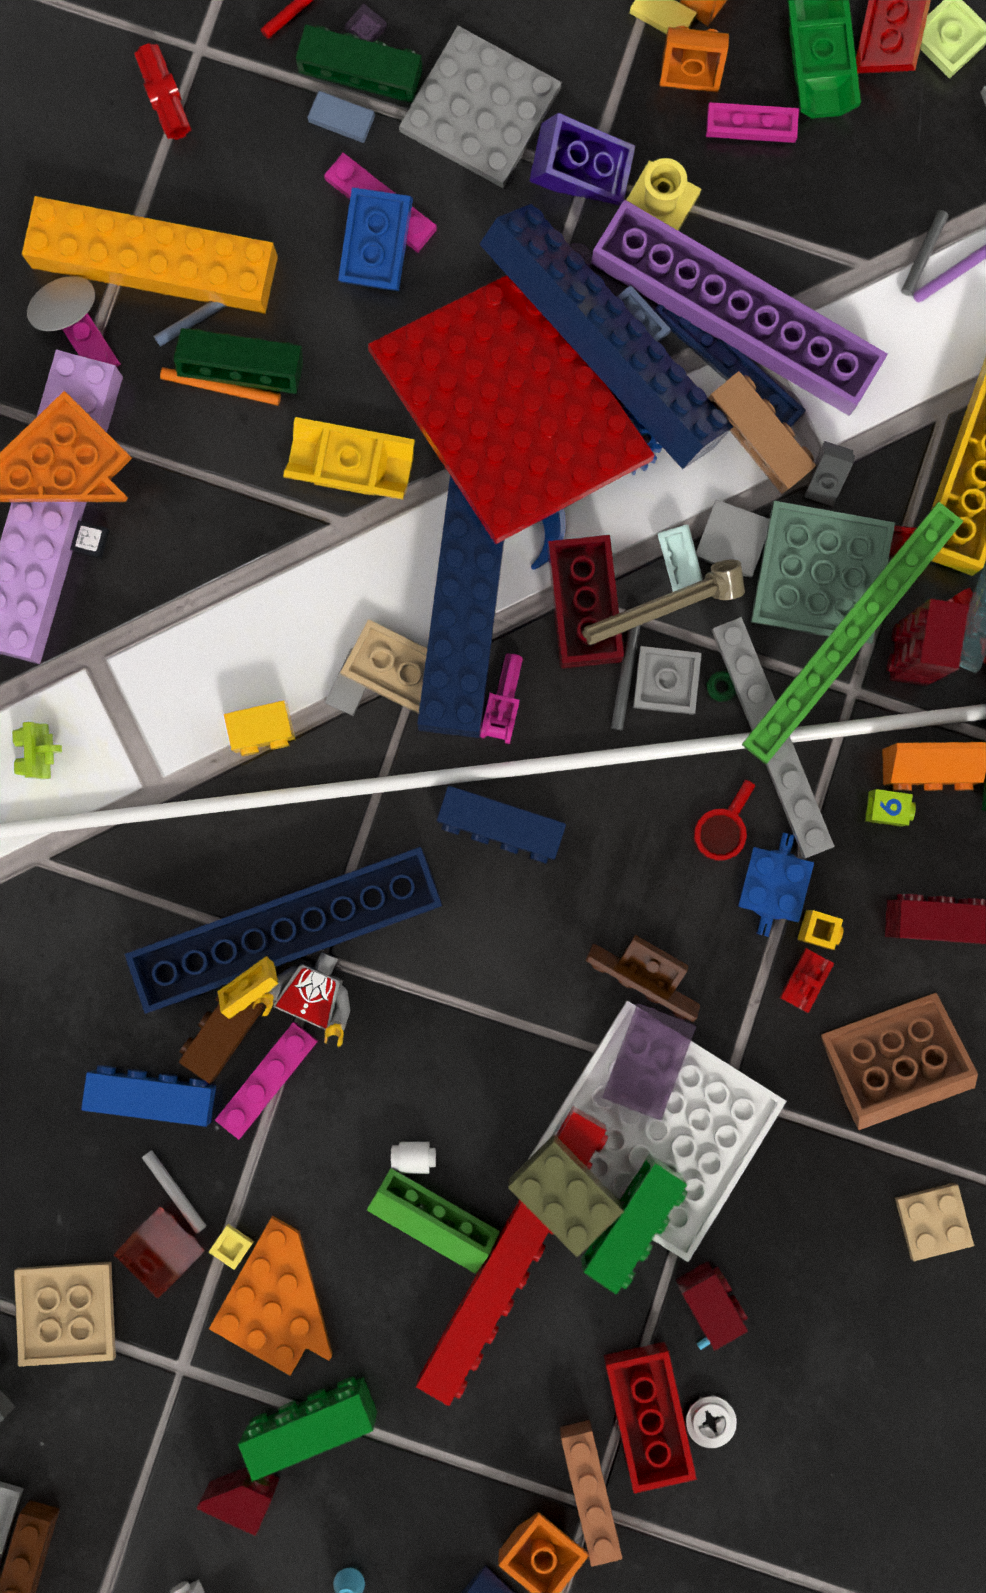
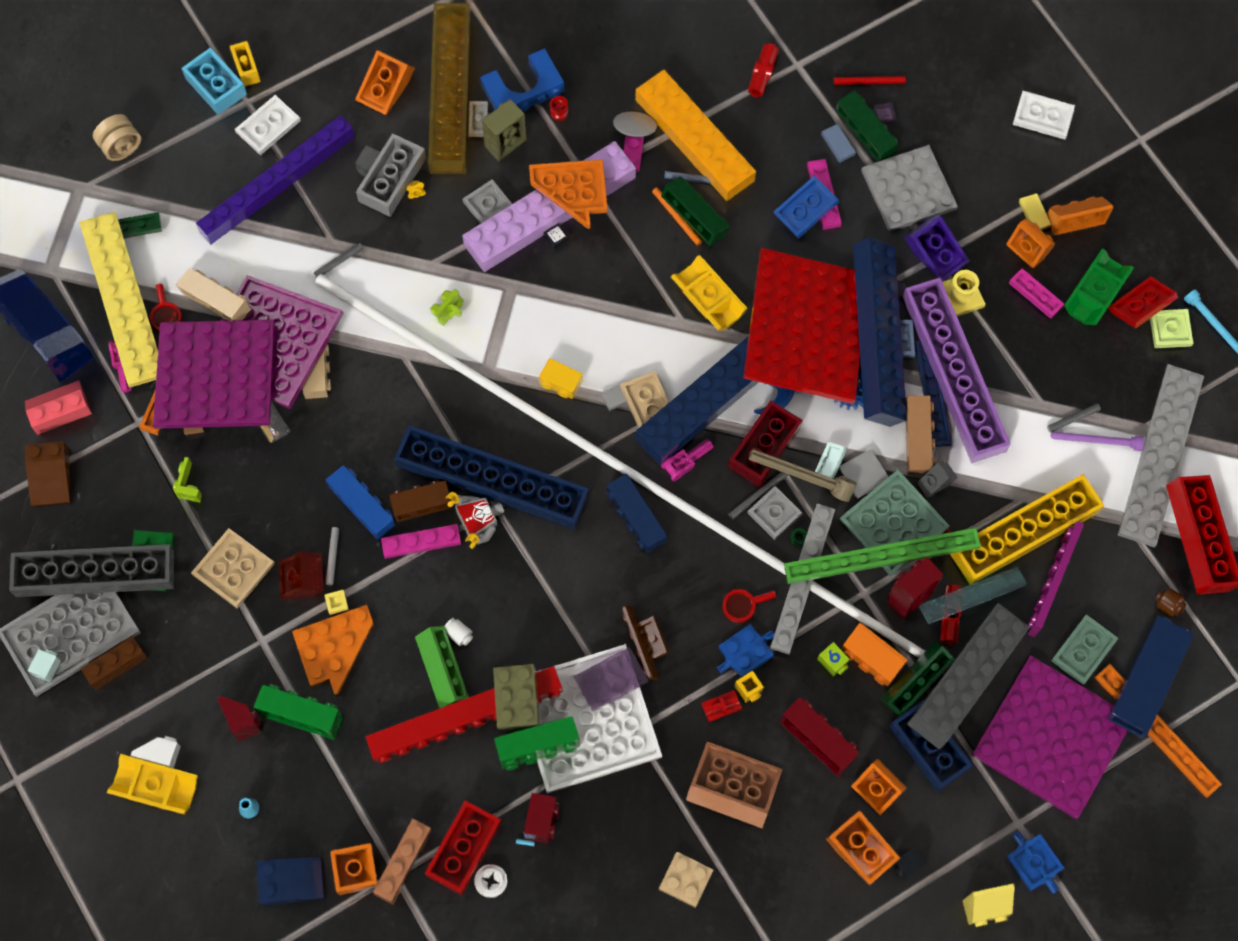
camera: 40 degrees right, 15 degrees down
(247, 987) = (447, 484): yellow plate -> none

